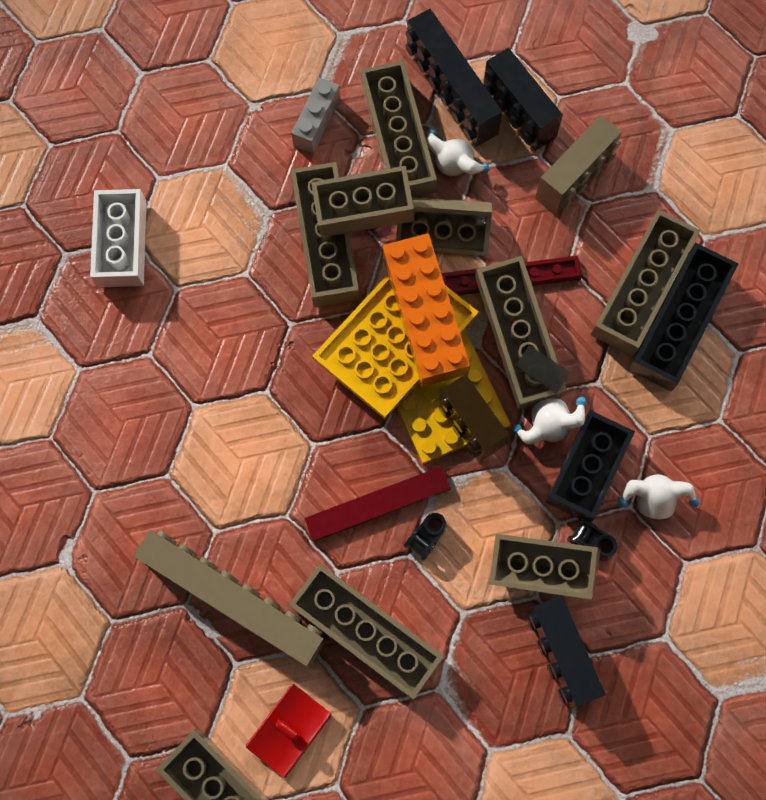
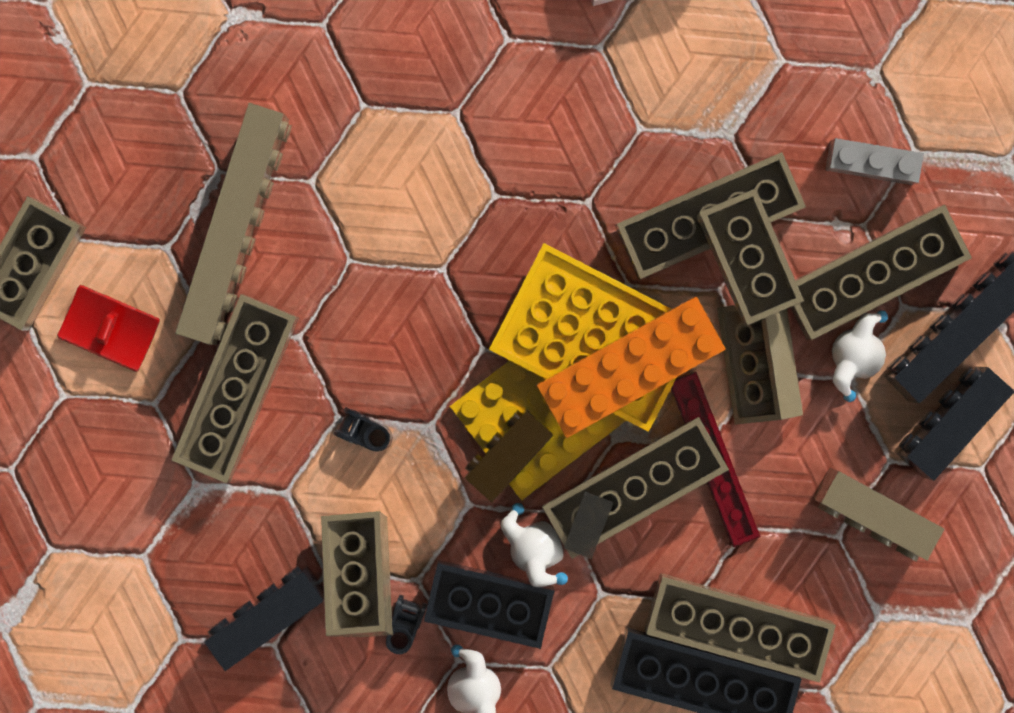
camera: 75 degrees right, 15 degrees up
(377, 504) = (388, 364): dark red tile -> none

